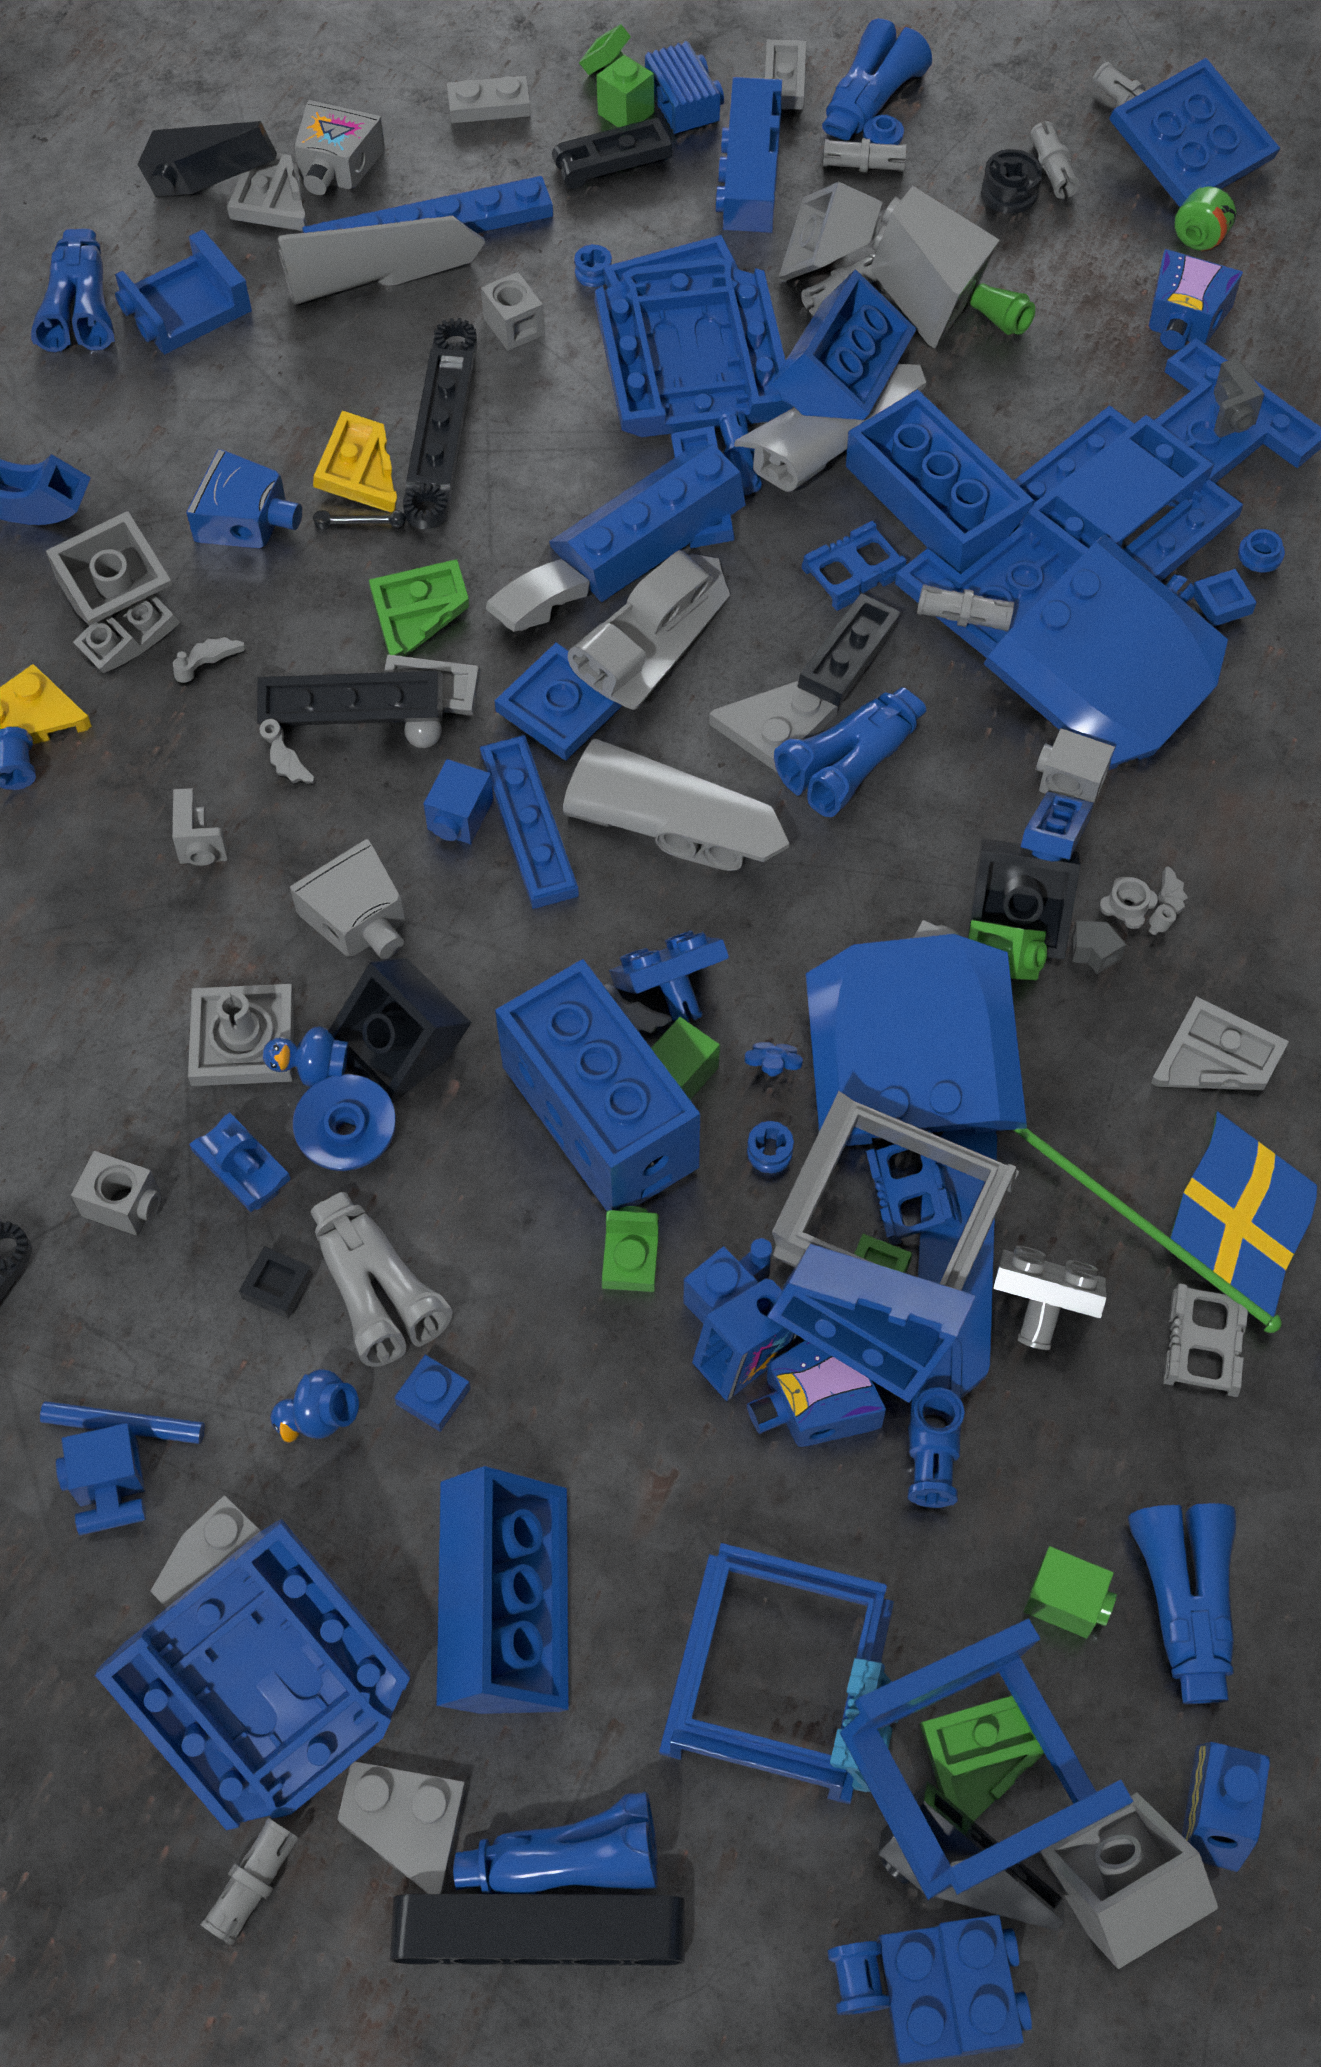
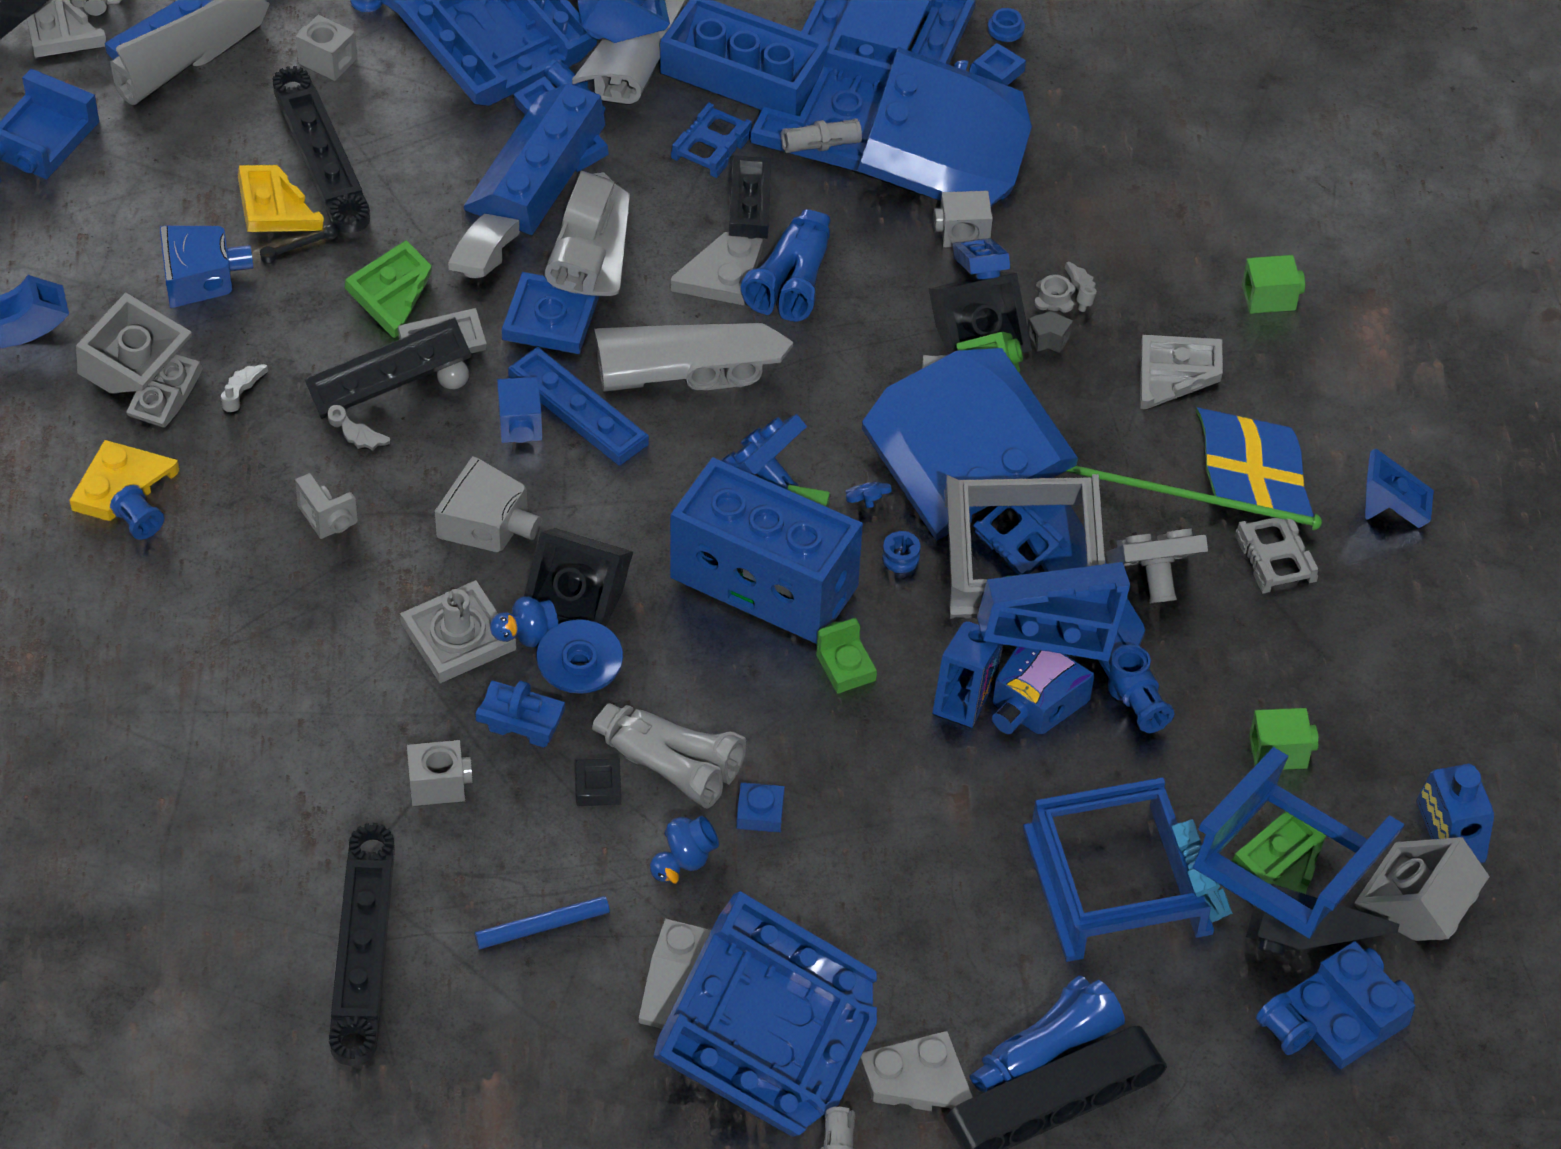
camera: 30 degrees left, 10 degrees down
(101, 1470) = (555, 952): blue brick -> none
(502, 1594) = (896, 905): blue slope -> none
(725, 1278) = (926, 646): blue brick -> none
(1196, 1627) = (1355, 696): blue piece -> none

